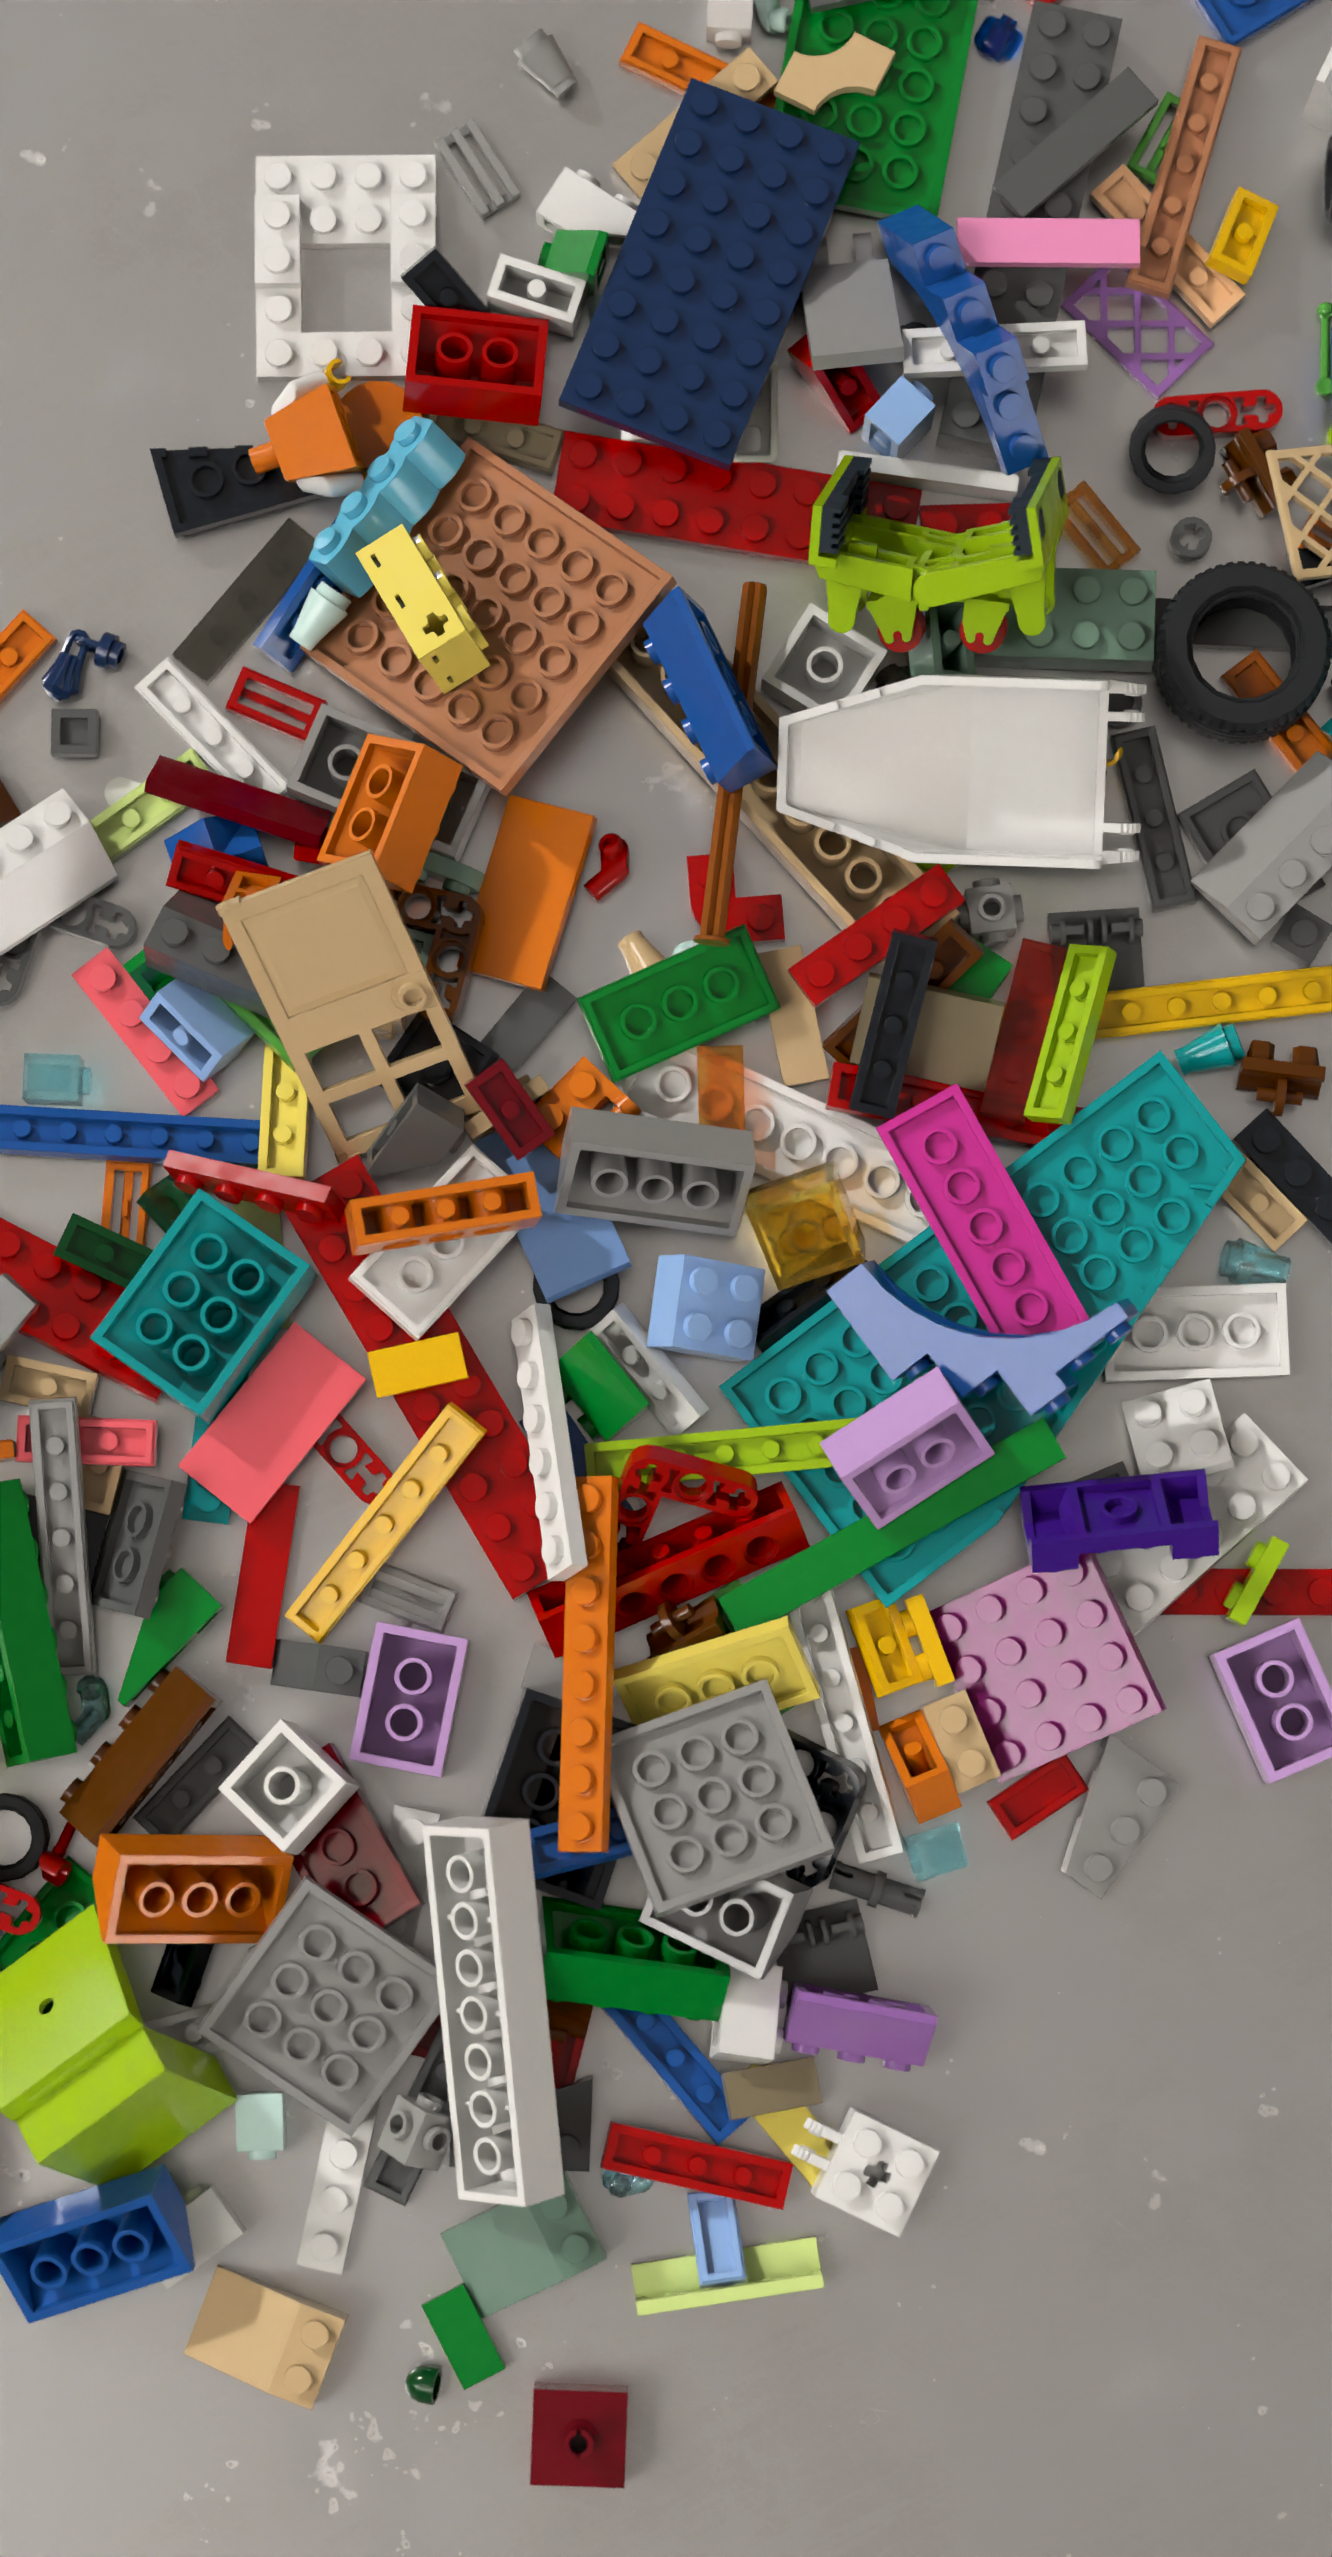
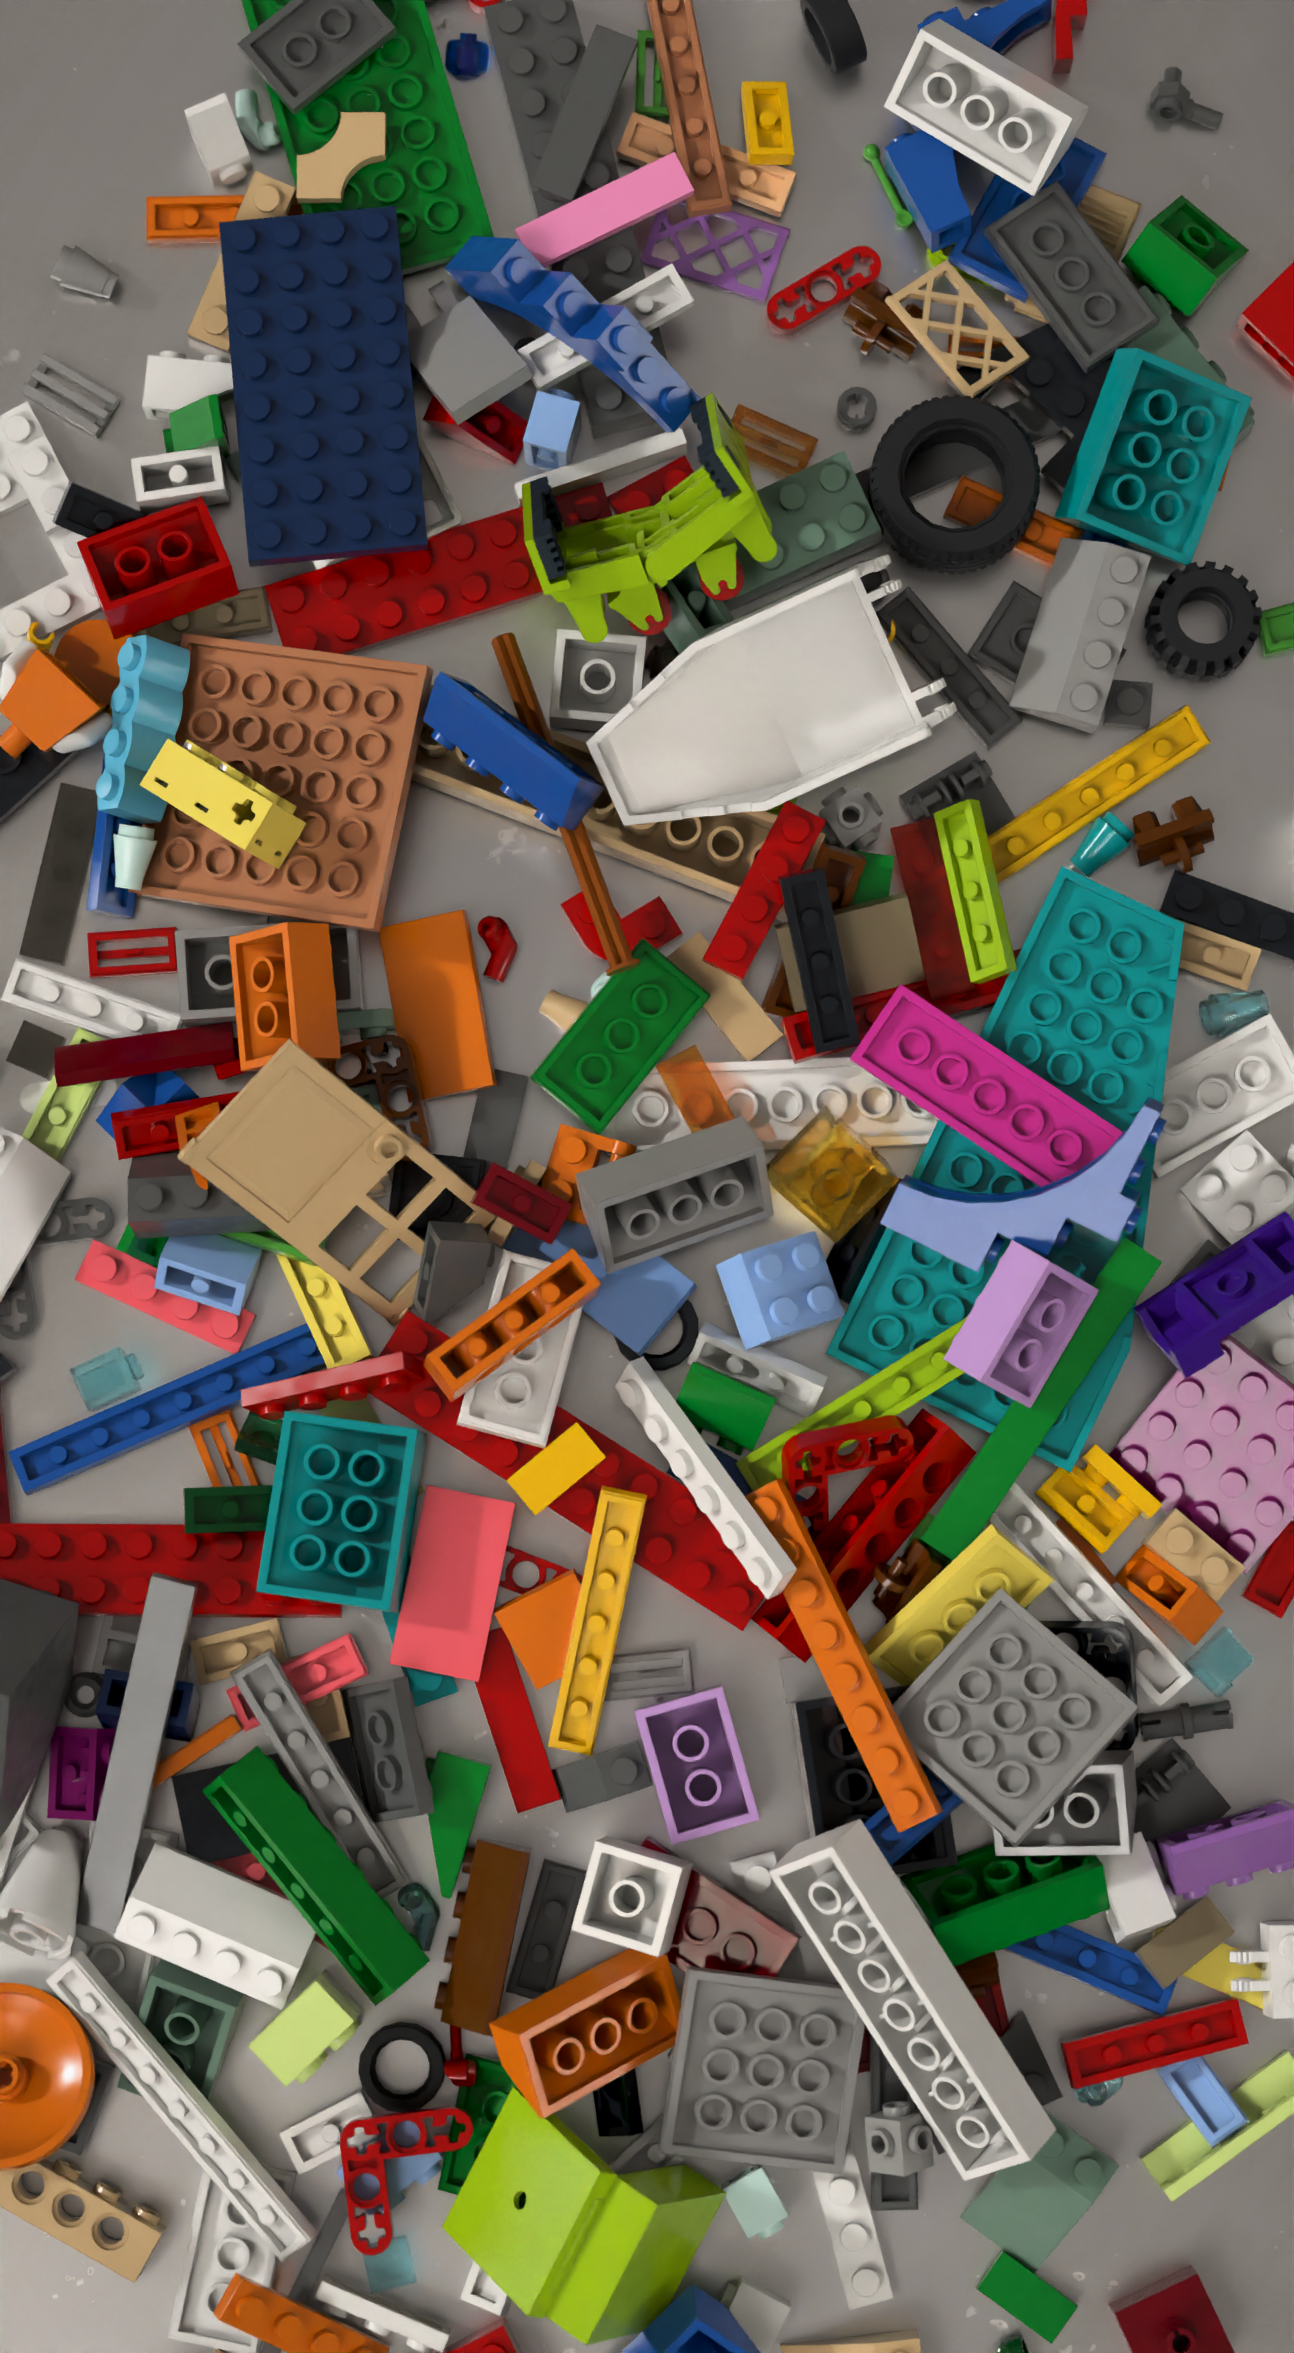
camera: 25 degrees left, 0 degrees up
(141, 748) = (35, 1049): none -> clear smoke tile
(332, 1502) = (542, 1625): none -> orange tile
(1203, 464) = (835, 338): black tyre -> none

